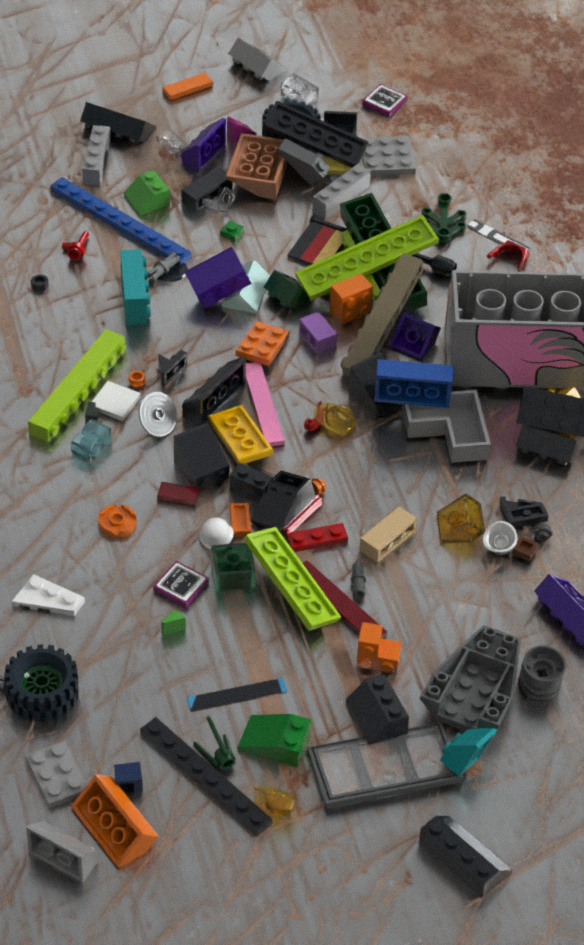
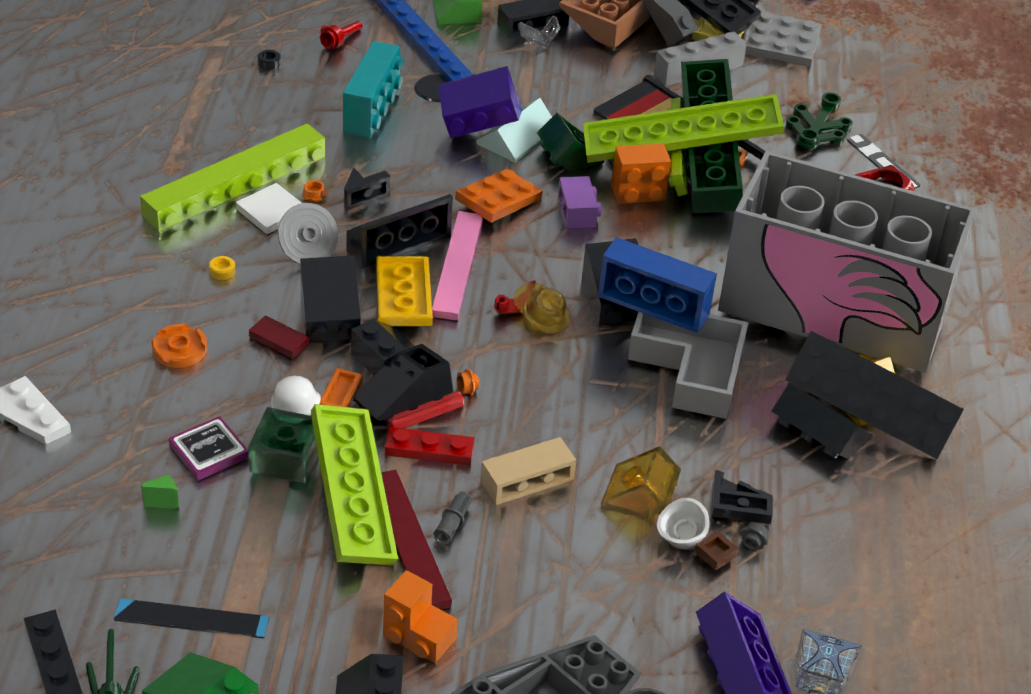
camera: 20 degrees right, 5 degrees down
(91, 412) = (227, 213): pearl dark grey plate -> none
(91, 440) = (208, 241): clear light blue brick -> none
(109, 456) = (222, 268): none -> yellow tile
(163, 266) = (427, 80): light grey pin -> none
(232, 231) = (539, 66): green plate -> none
(384, 311) = (678, 191): dark tan brick -> none
(415, 336) = (702, 239): dark purple slope -> none

